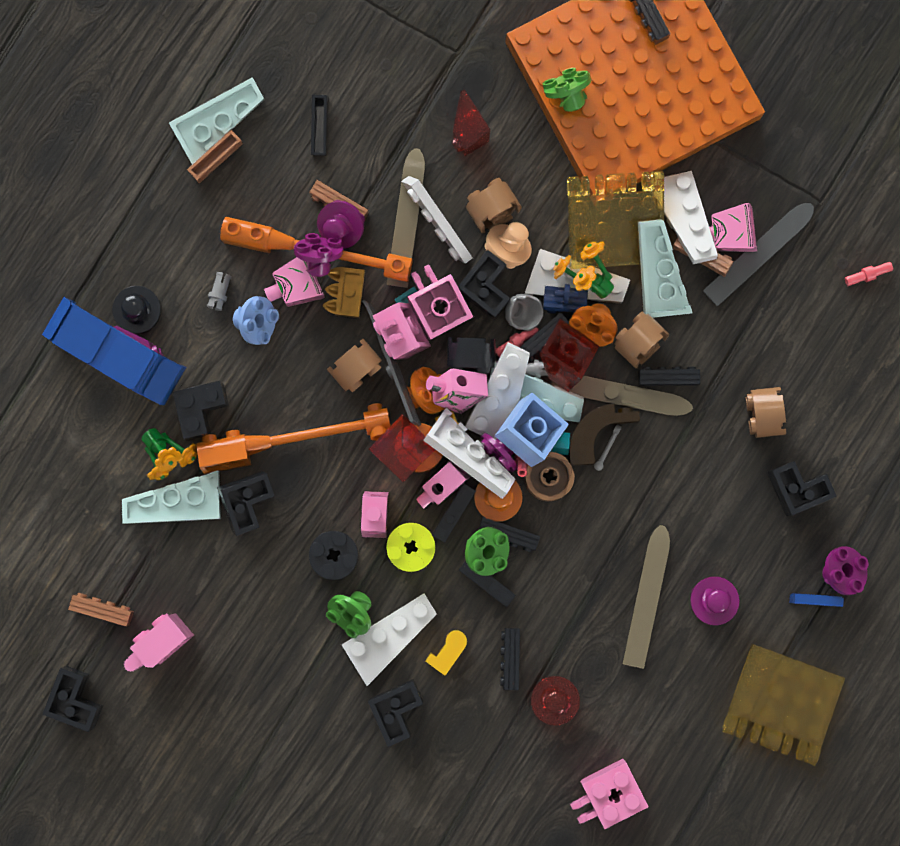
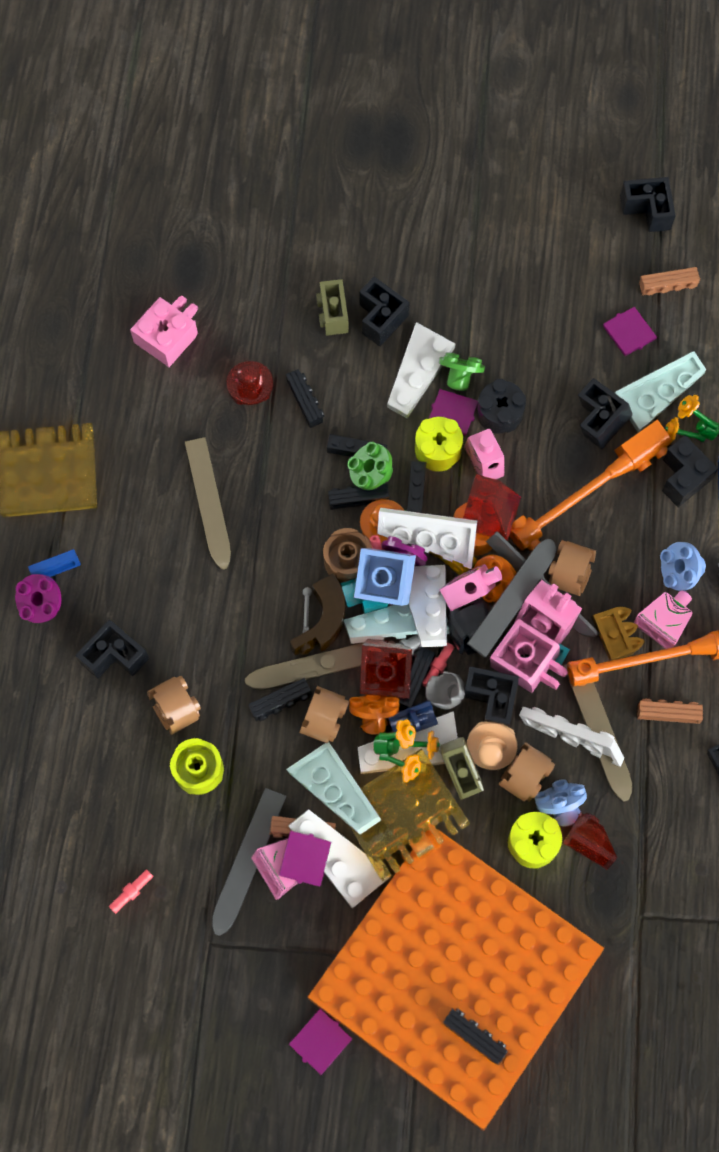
camera: 160 degrees right, 15 degrees down
(159, 643) = (607, 273): bright pink hinge -> none
(168, 578) = (629, 331): none -> magenta piece
(318, 253) = (663, 644): magenta plate -> none
(342, 222) = (657, 688): magenta plate -> none
(378, 577) = (454, 407): none -> magenta piece
(426, 356) = (513, 597): none -> dark grey piece
(439, 738) = (333, 306): none -> olive brick
(450, 477) = (440, 498): bright pink torso -> none
(454, 645) = (359, 381): yellow leg -> none
(474, 170) = (562, 801): none -> light blue plate
(513, 136) = (522, 846): none -> neon yellow brick
(546, 235) = (461, 768): none -> olive brick
(568, 88) = (515, 912): bright green plate -> none
(714, 600) = (147, 525): magenta plate -> none
(716, 221) = (305, 858): none -> magenta piece
(768, 80) = (320, 1041): none -> magenta piece
(779, 339) = (210, 763): none -> neon yellow brick

